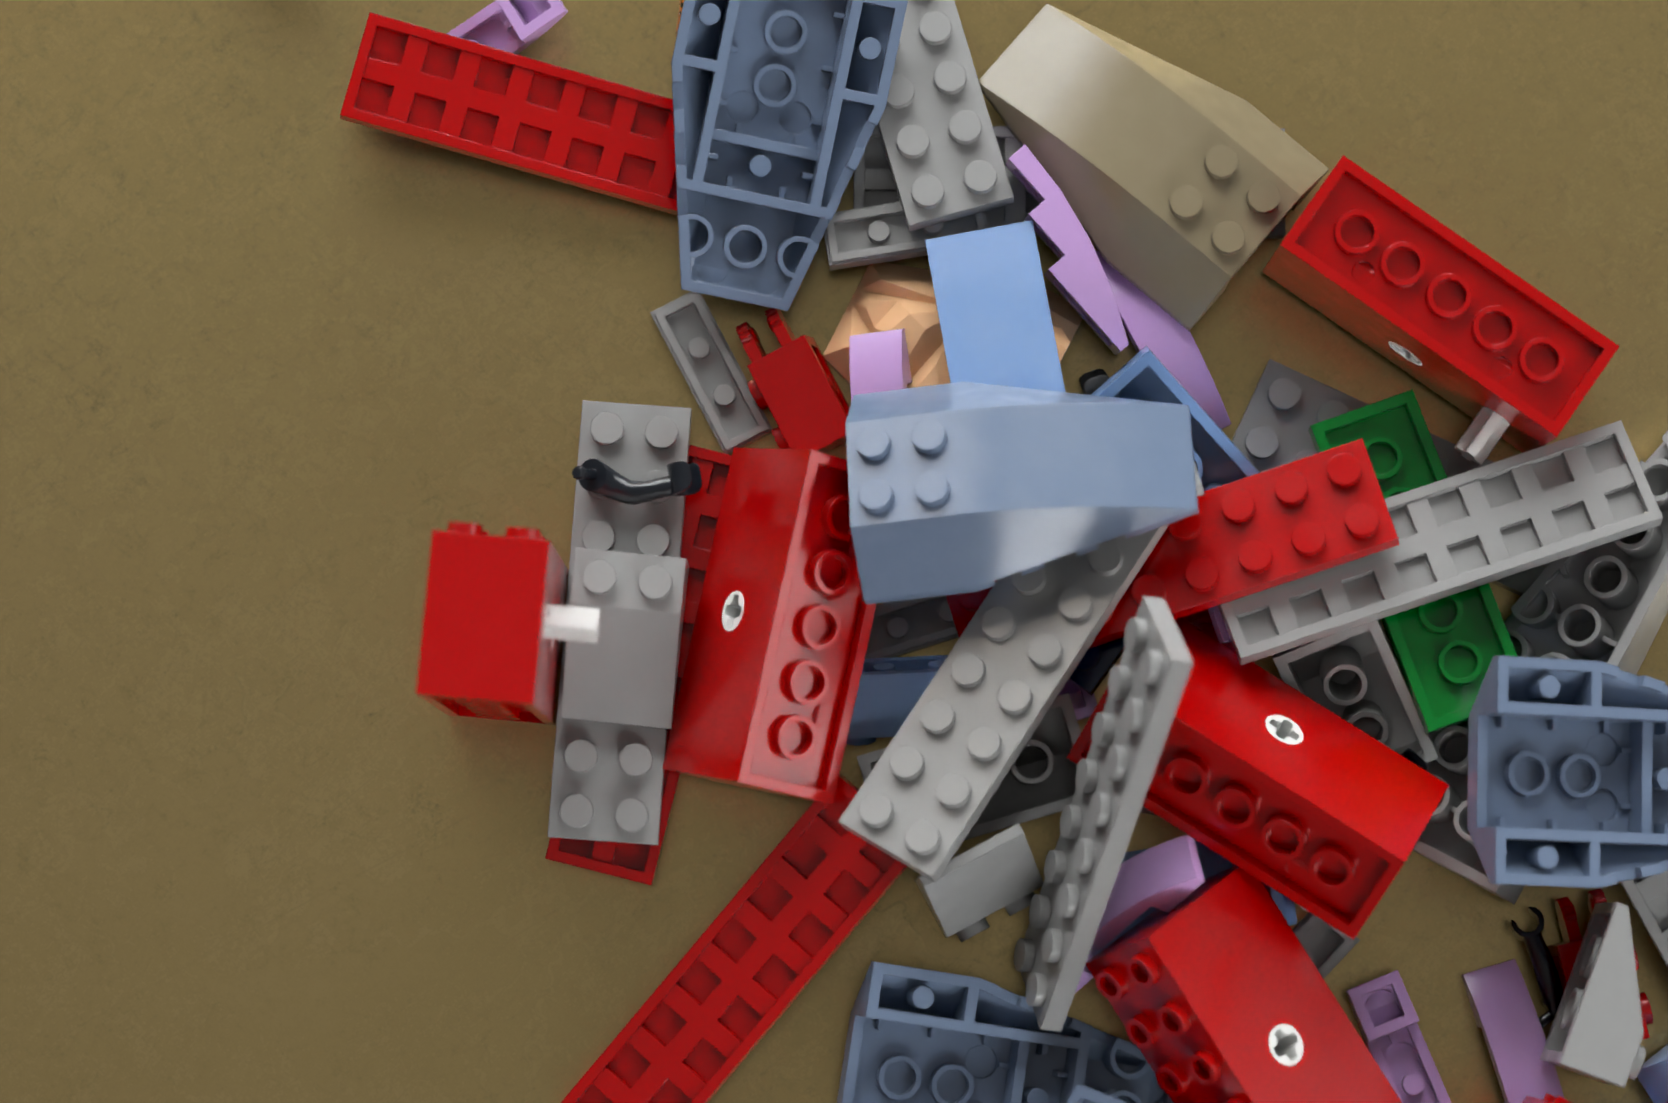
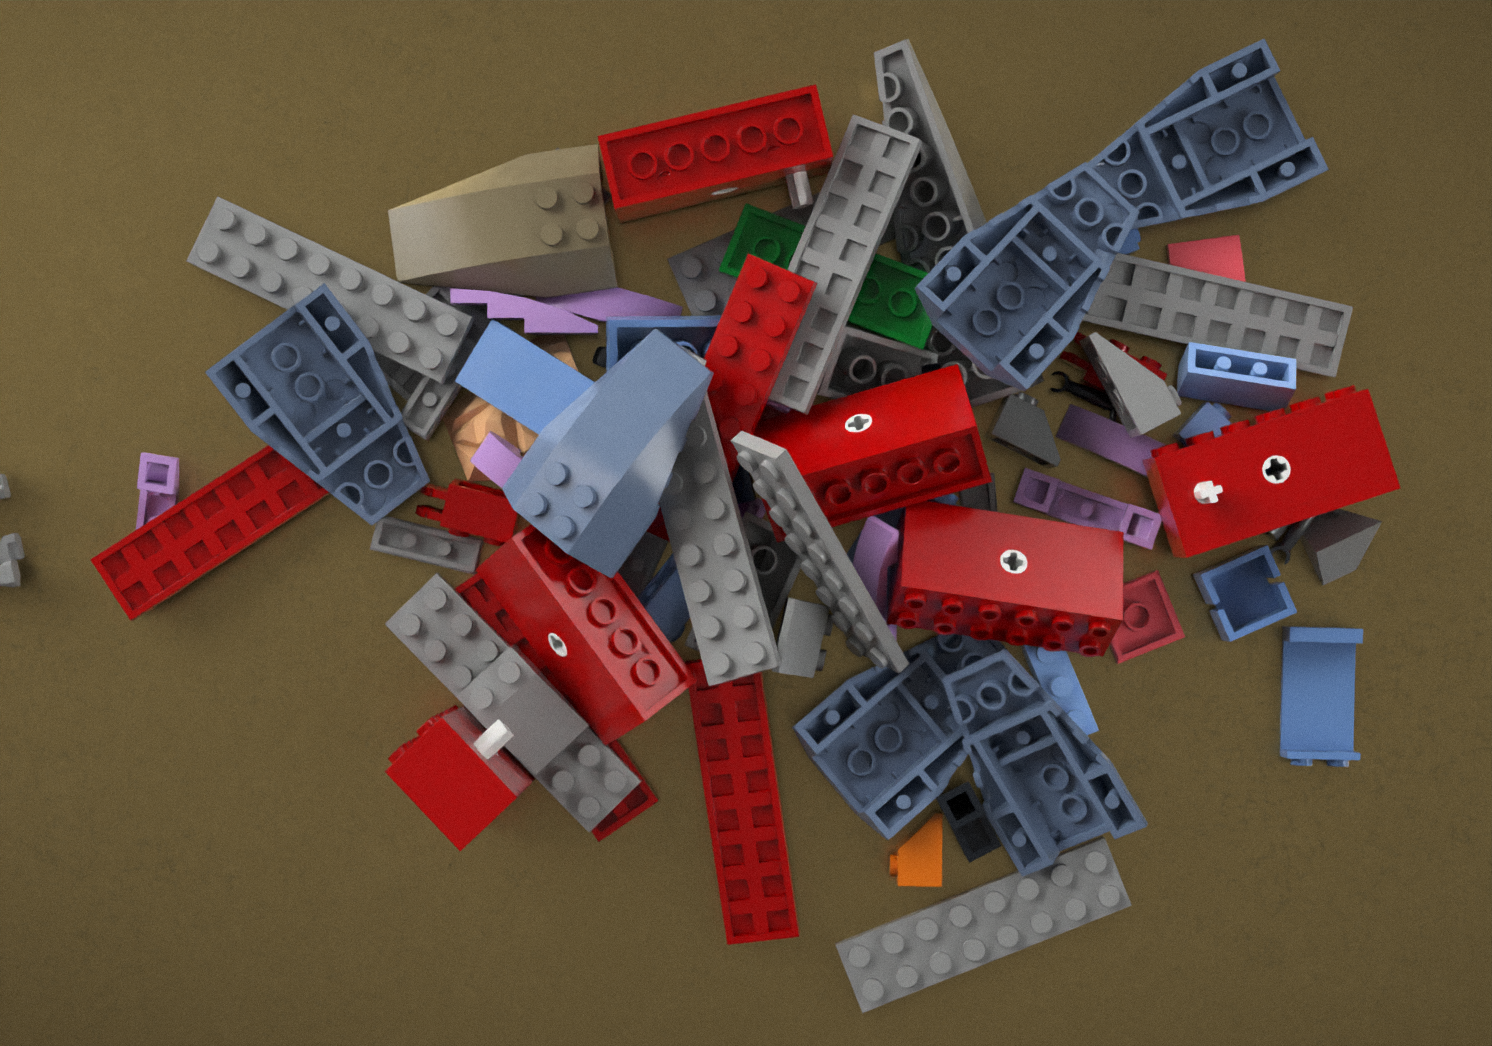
camera: 45 degrees left, 5 degrees up
(601, 479) = (435, 649): black piece -> none
(1439, 931) = (1024, 430): none -> dark grey slope

